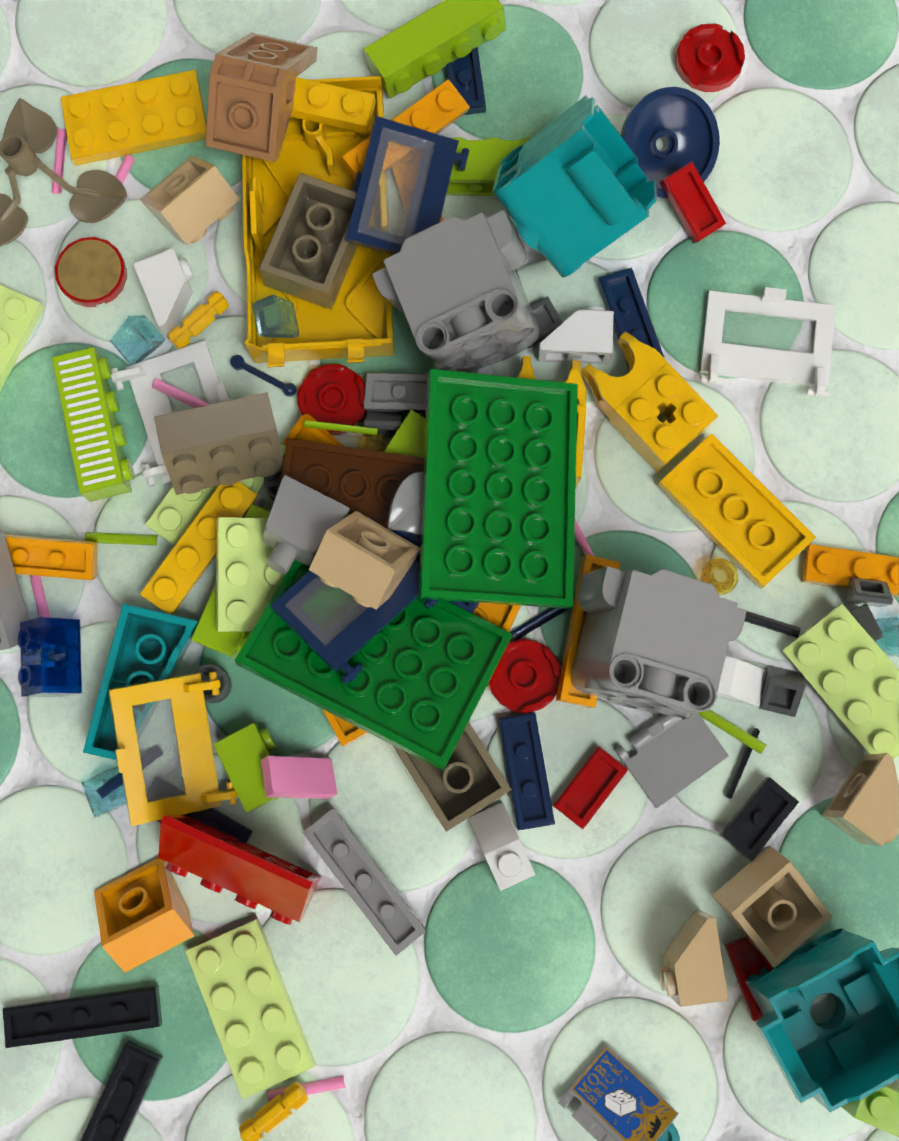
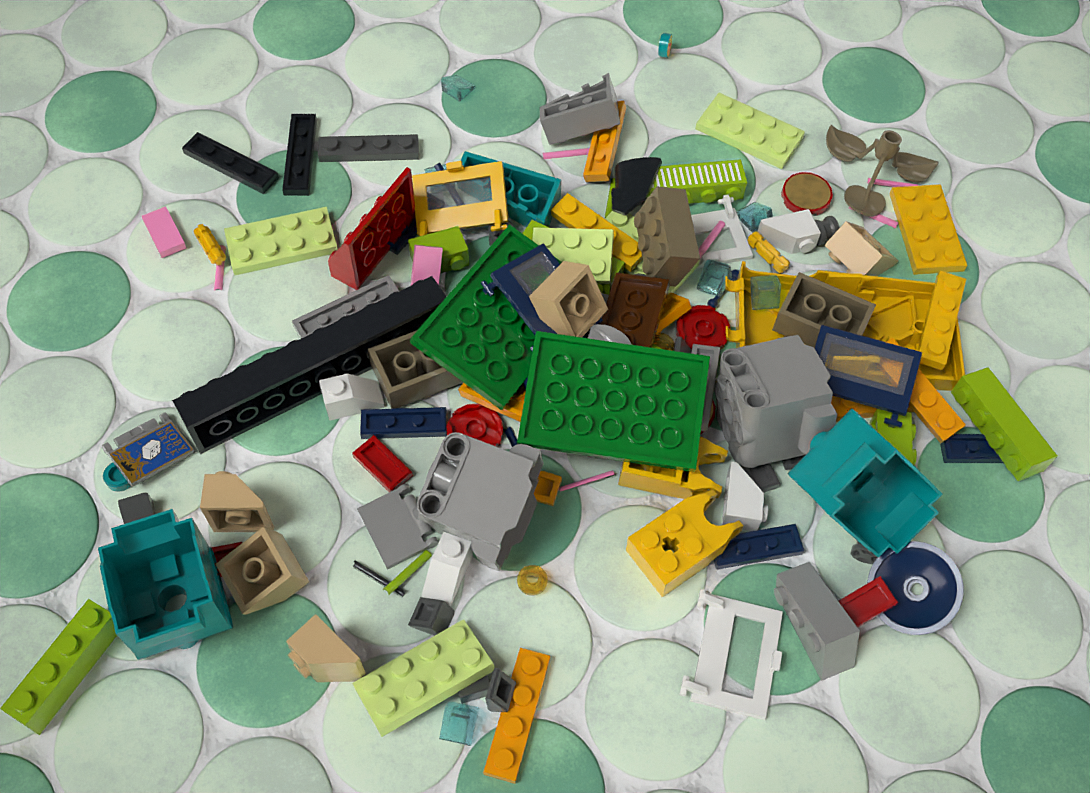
camera: 90 degrees right, 20 degrees down
(50, 657) = (521, 154): clear blue brick -> none
(62, 911) = (368, 148): none -> dark grey plate
(109, 504) = (633, 182): none -> black panel
(142, 915) = (352, 183): light orange slope -> none
(156, 240) = (827, 228): none -> dark grey wheel
(251, 382) = (713, 277): none -> clear light blue slope
(254, 94) = (944, 276): medium nougat bracket -> none
(299, 524) = (608, 268): light grey torso -> none
(338, 427) = (676, 321): lime piece -> none
(476, 910) = (292, 373): none -> black brick
(709, 58) = (1004, 647): red tile -> none
(711, 1093) = (136, 507): none -> dark grey slope
(719, 249) = (818, 620): none -> light grey wedge
(736, 511) = (585, 601): yellow plate -> none
(759, 818) = (332, 579): black plate -> none
(772, 624) = (486, 623): black piece -> none

